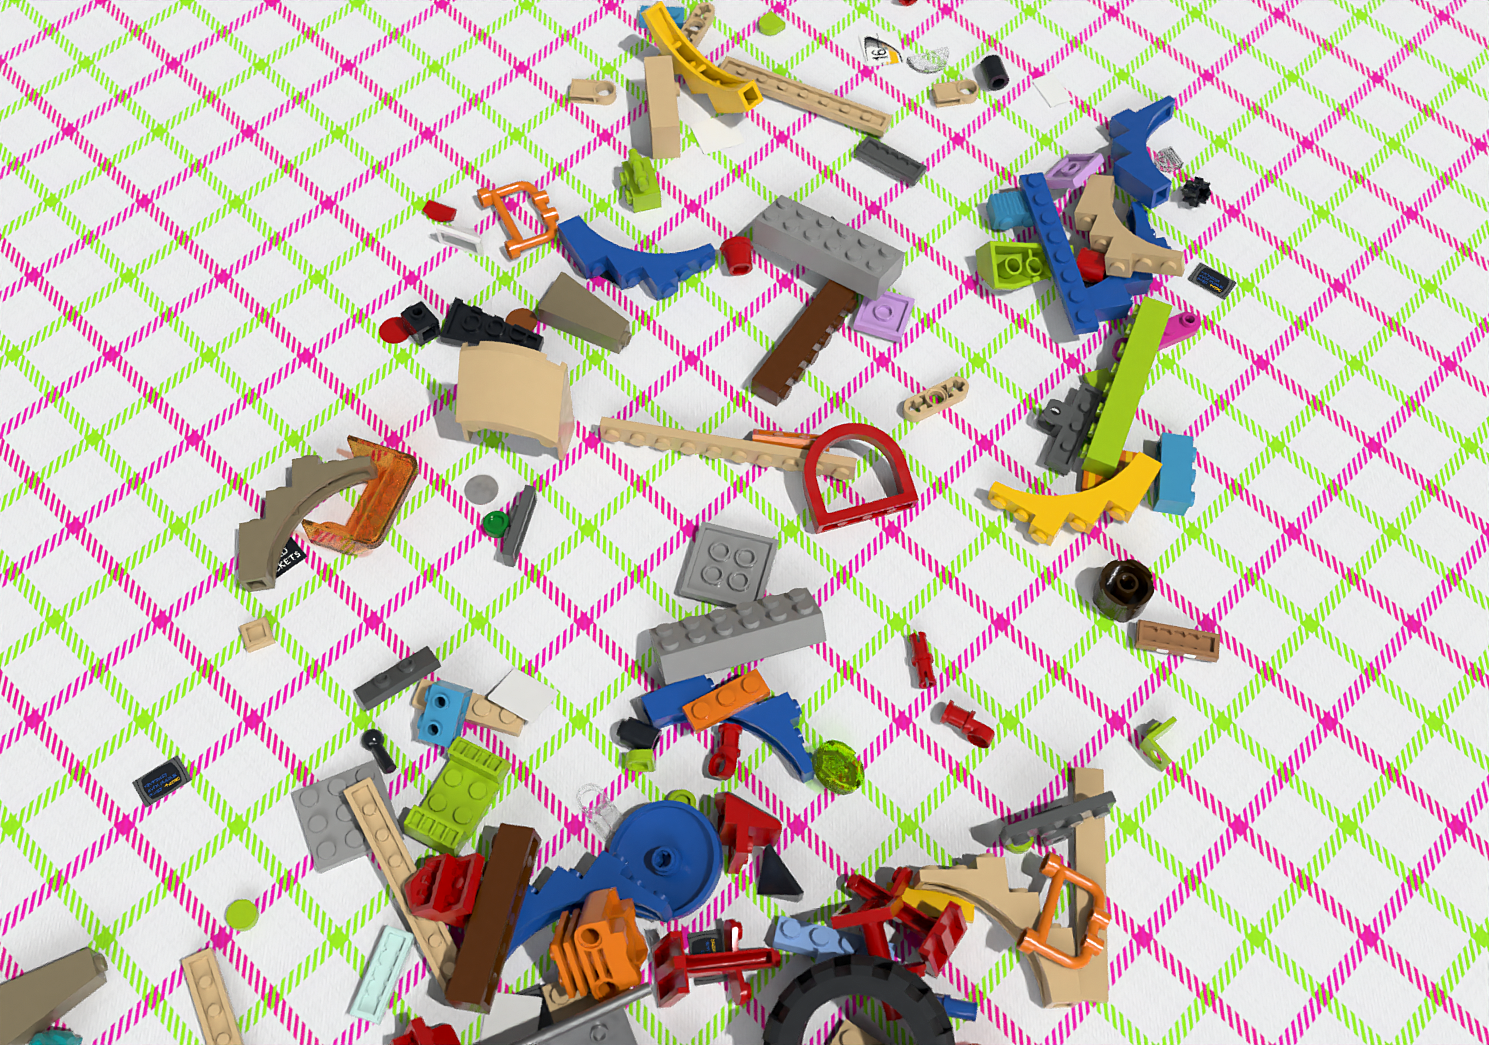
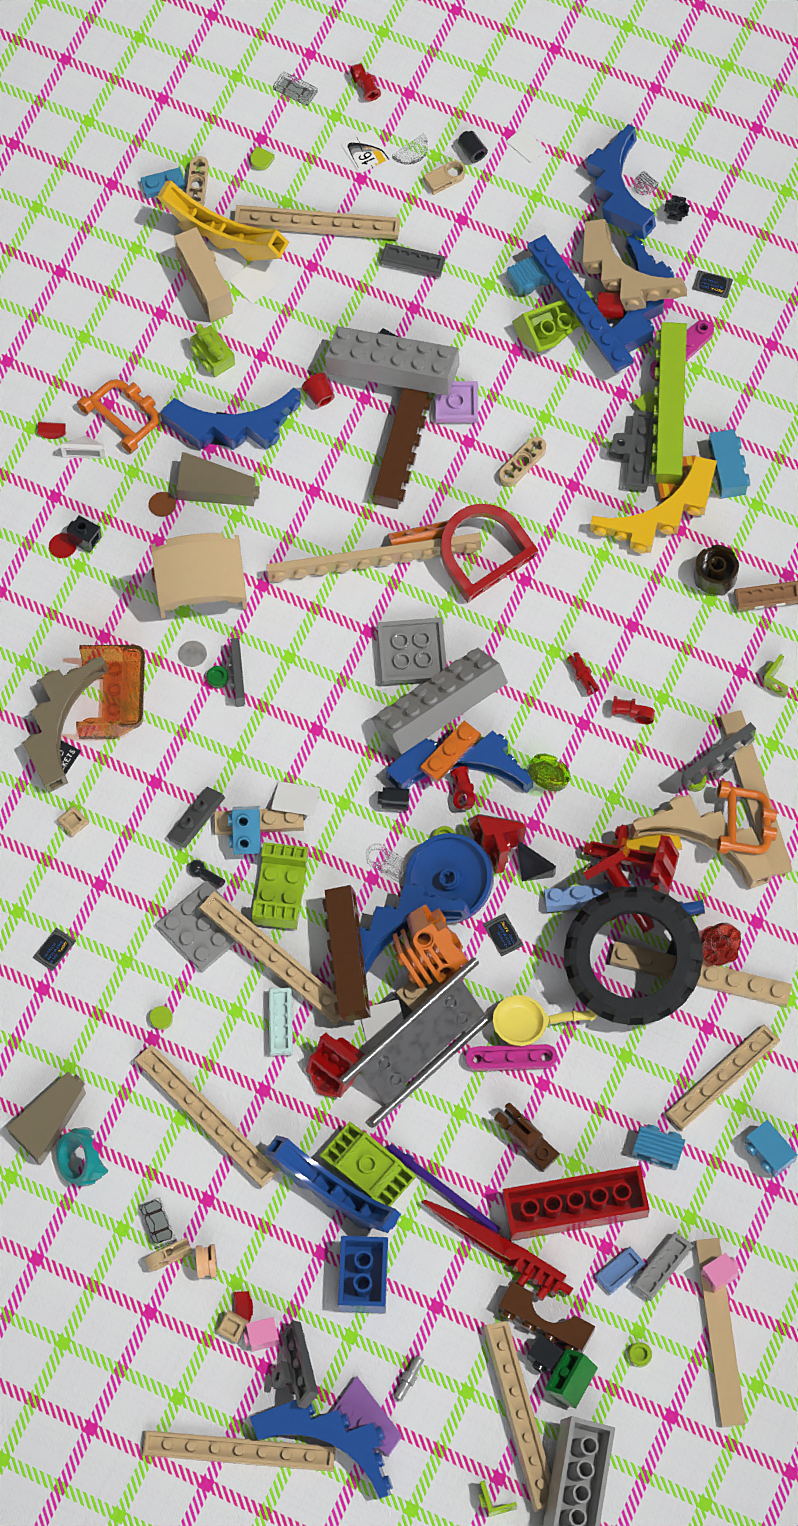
camera: 15 degrees left, 5 degrees up
(445, 888) = (305, 946): red piece -> none
(473, 325) = (135, 524): black wing -> none
(587, 91) = (127, 276): tan piece -> none
(640, 760) = (402, 816): lime tile -> none
(674, 967) = (487, 946): red piece -> none
(1073, 170) = (568, 222): lavender plate -> none

